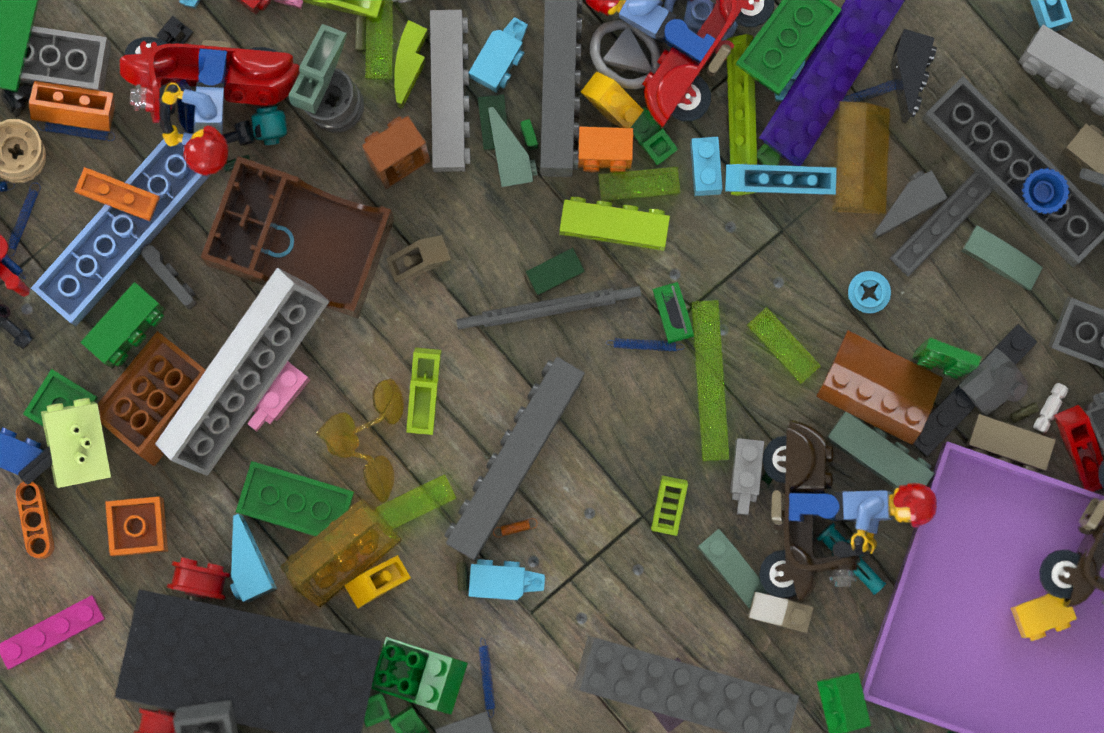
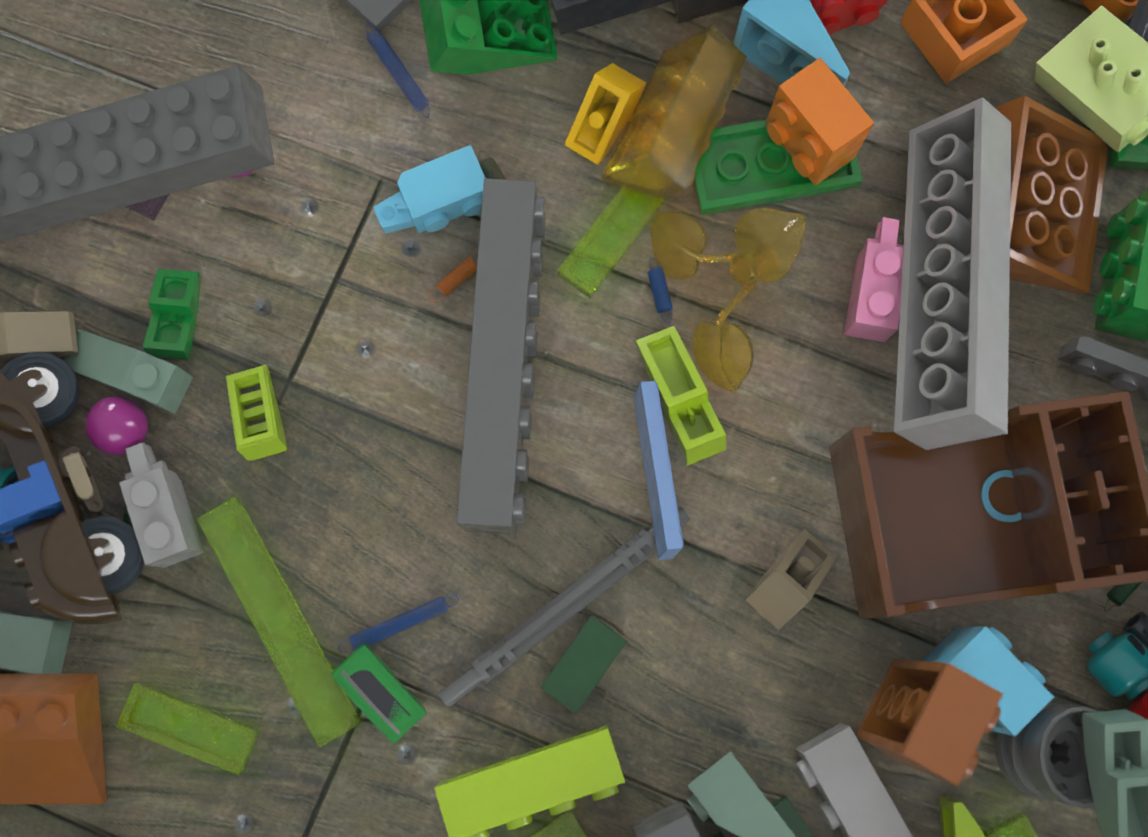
camera: 155 degrees right, 5 degrees down
(266, 498) = (817, 122): none -> orange brick
(349, 160) = (987, 657): none -> medium azure brick
(402, 458) = (660, 290): none -> blue piece
(460, 353) = (658, 471): none -> medium blue tile
(690, 589) = (174, 313): none -> green slope
(749, 533) = (116, 425): none -> magenta piece

